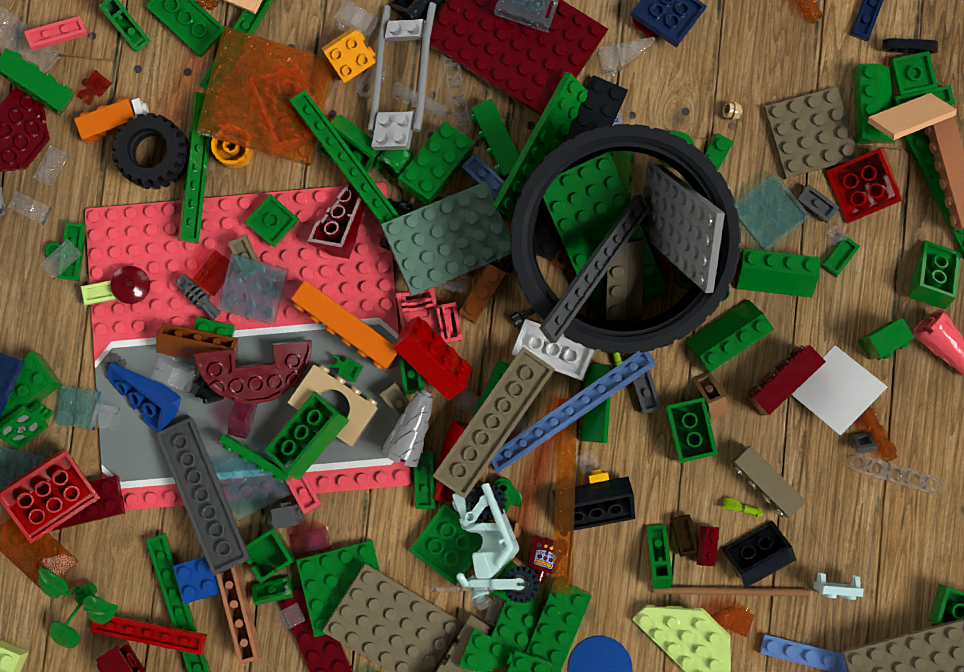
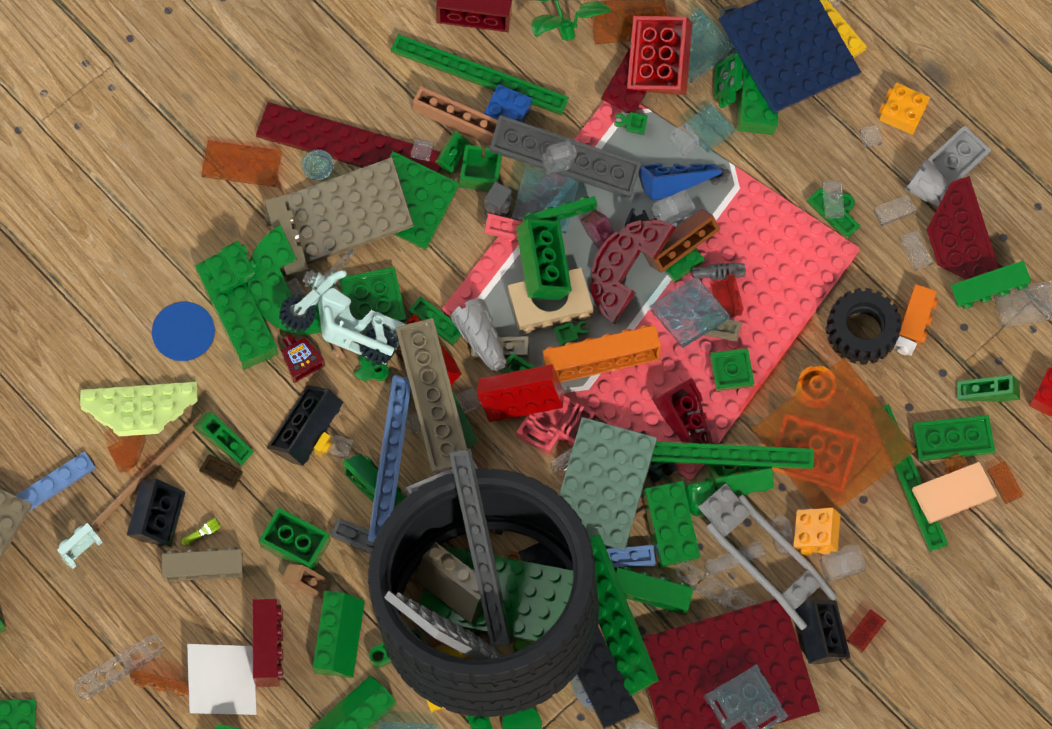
camera: 125 degrees right, 15 degrees down
(55, 33) = (1020, 331): coral plate -> none
(96, 85) = (952, 330): clear red plate -> none
(97, 293) = (782, 209): yellowish green tile -> none
(124, 468) = (635, 122): none -> green plate
(132, 294) = (773, 241): dark red dish -> none
(152, 634) = (494, 50): red plate -> none
(194, 177) = (810, 336): green plate -> none
(210, 494) = (559, 157): none -> clear brick
(310, 540) = (464, 207): clear pink slope -> none
(482, 293) = (535, 465): dark orange brick -> none
(564, 509) = (324, 394): clear orange plate -> none
(707, 546) = (197, 480): dark red plate -> none
(864, 442) = (163, 665): dark grey plate -> none

